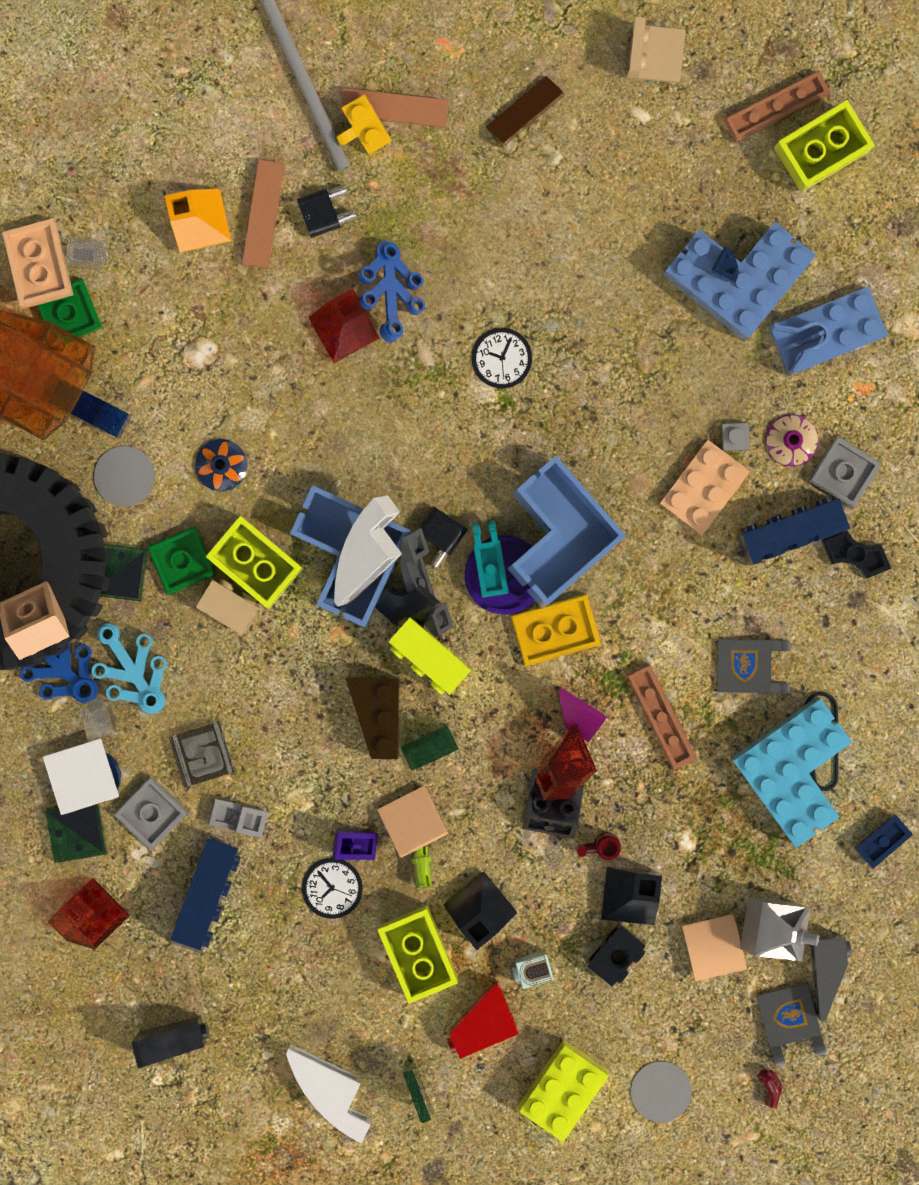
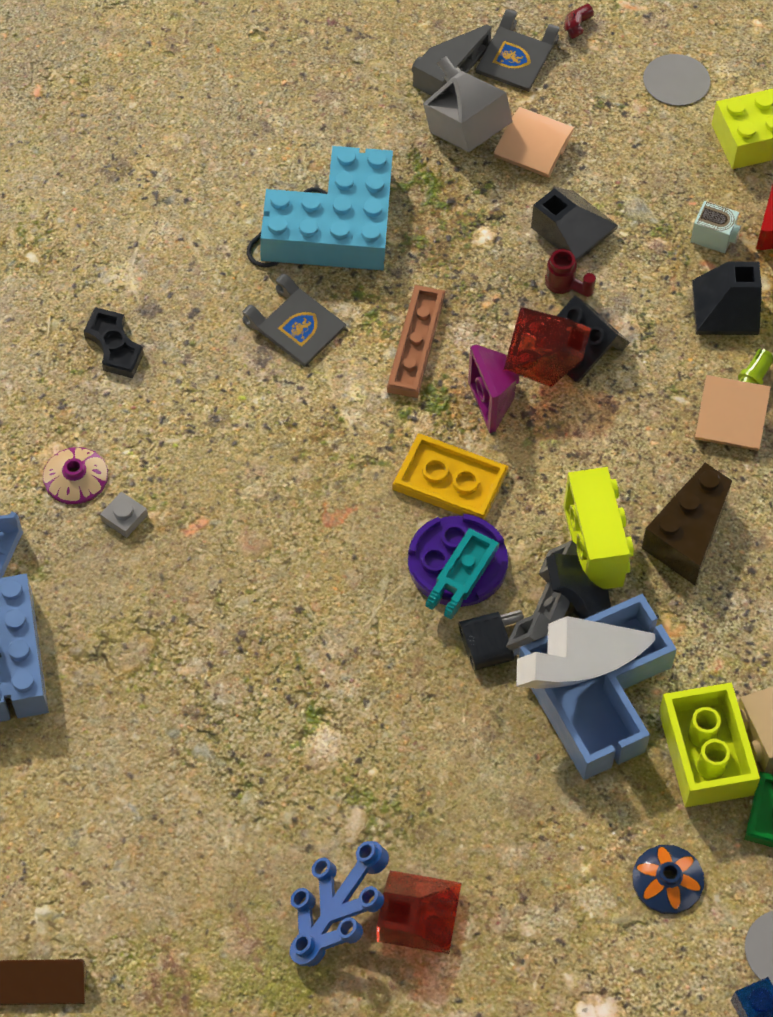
camera: 140 degrees left, 30 degrees down
(429, 747) = (660, 460): clear green slope -> none
(501, 358) = (280, 759): sticker -> none
(575, 530) = (361, 527): medium blue piece -> none
(622, 939) = (628, 190): black brick -> none
(704, 487) = (195, 494): light nougat plate -> none
(792, 532) = (155, 392): dark blue wedge -> none
(845, 472) = (55, 413): light grey tile -> none
(883, 841) = (311, 118): dark blue plate -> none

